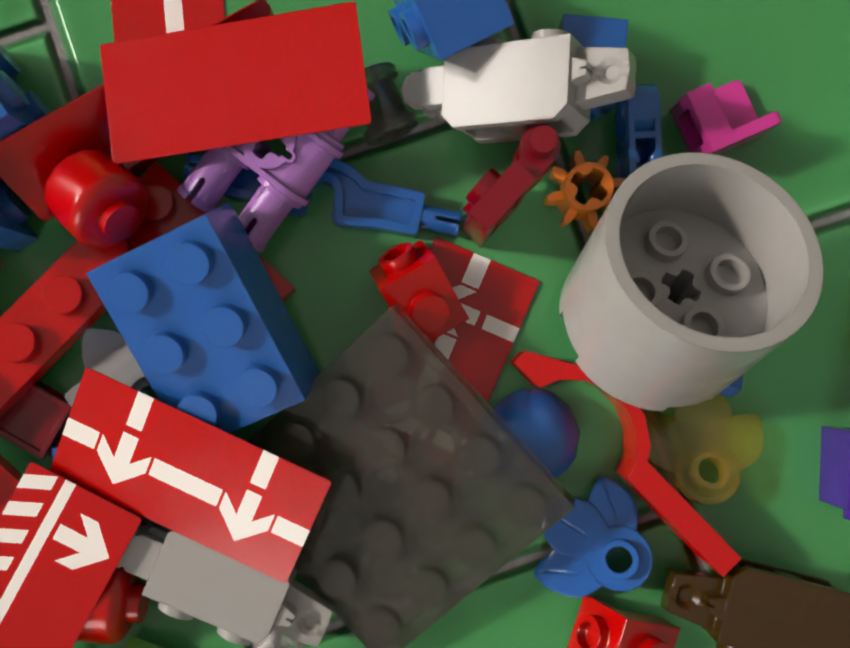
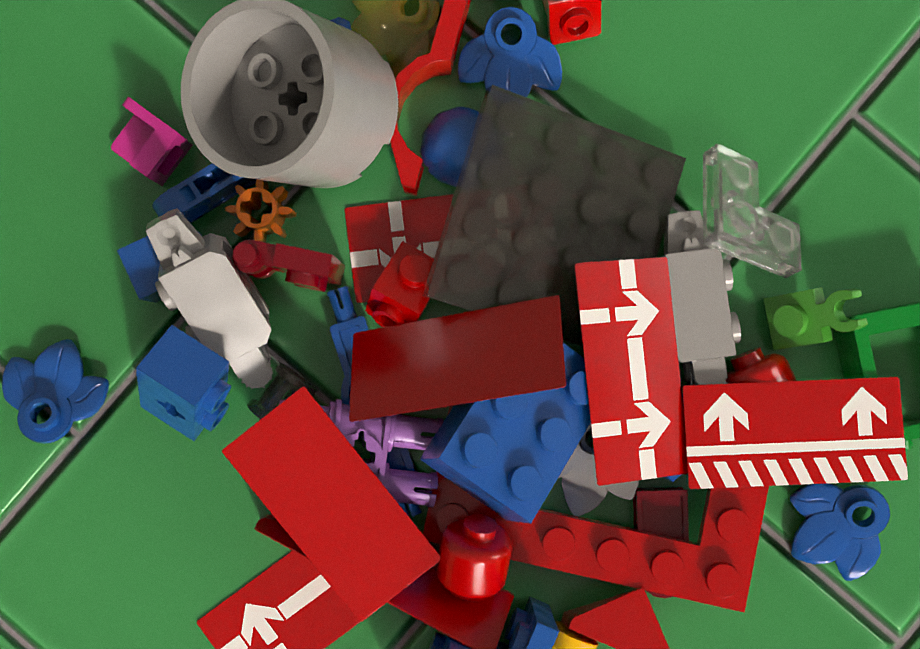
camera: 120 degrees left, 0 degrees up
(303, 301) = (457, 359): none -> red sticker

